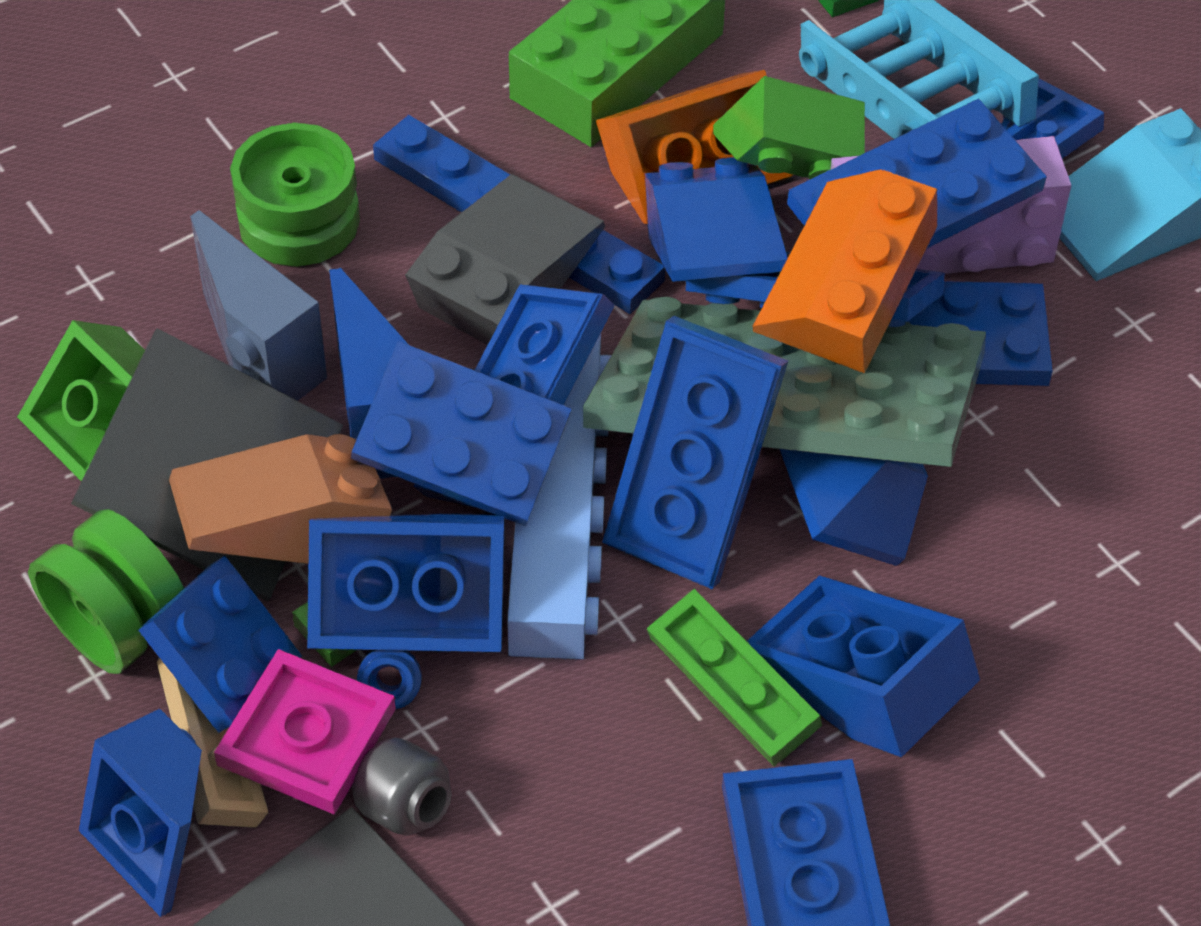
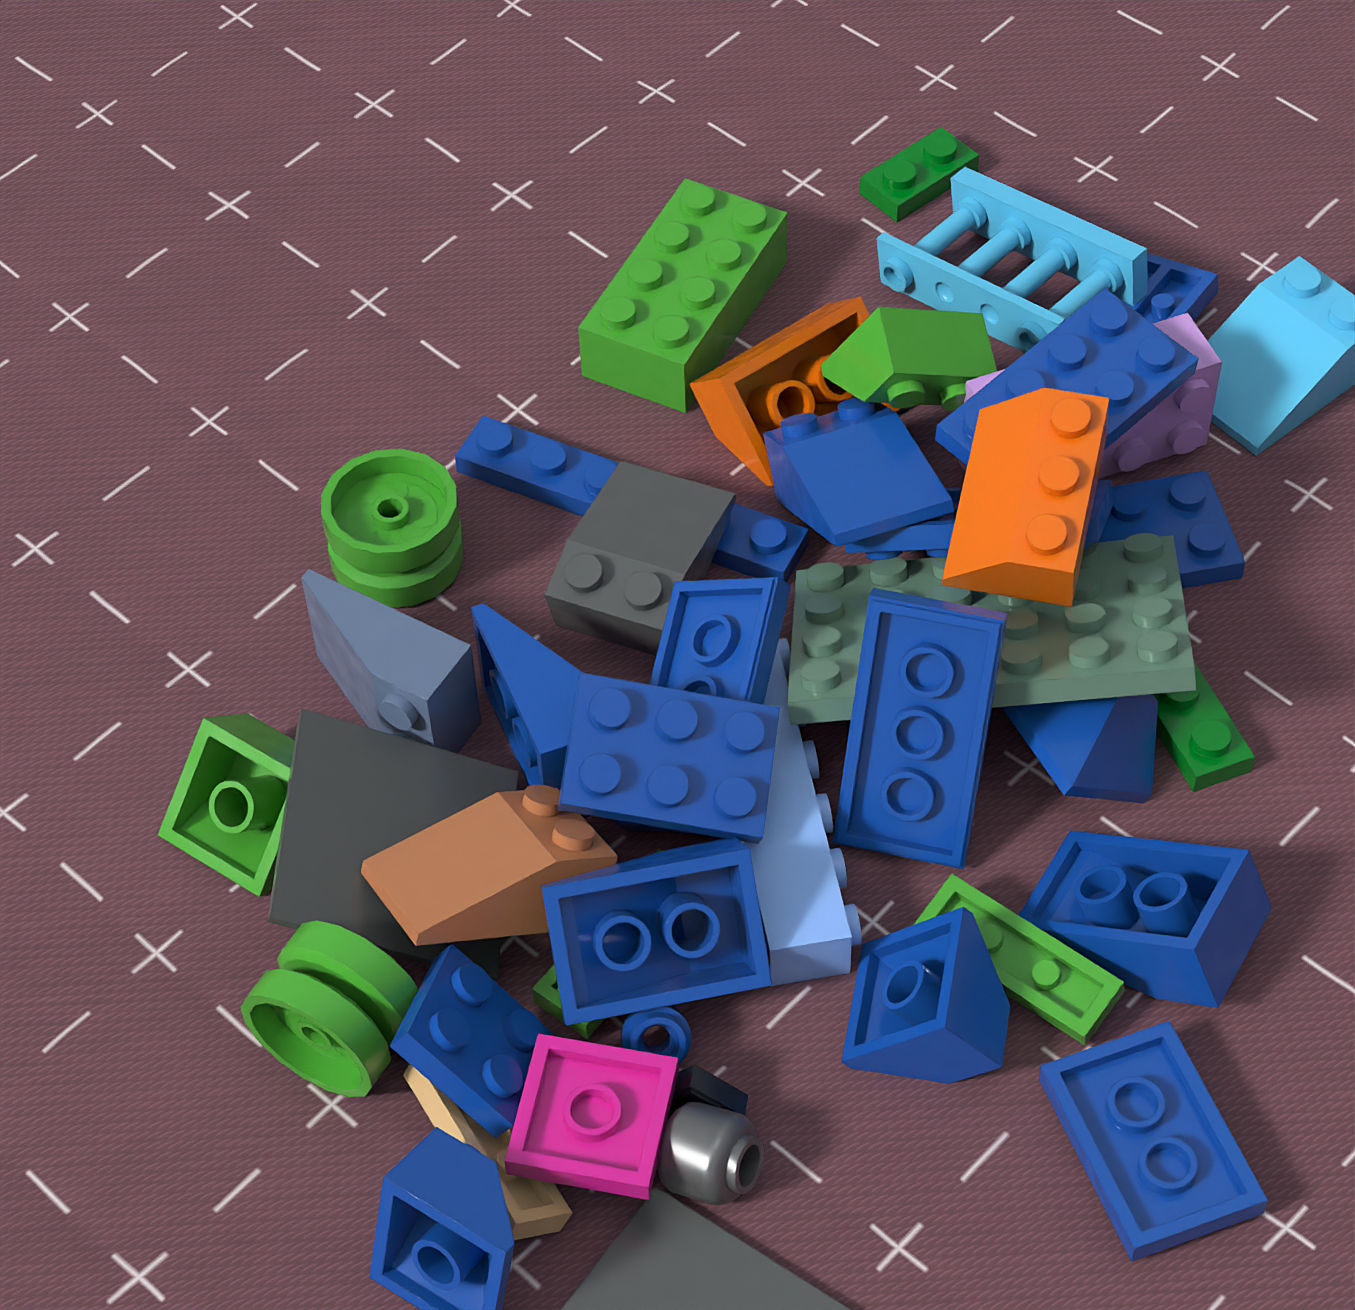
camera: 10 degrees left, 0 degrees up
(413, 727) = (701, 1086): none -> black tile
(640, 699) = (928, 1003): none -> blue slope
(964, 510) = (1201, 736): none -> green plate

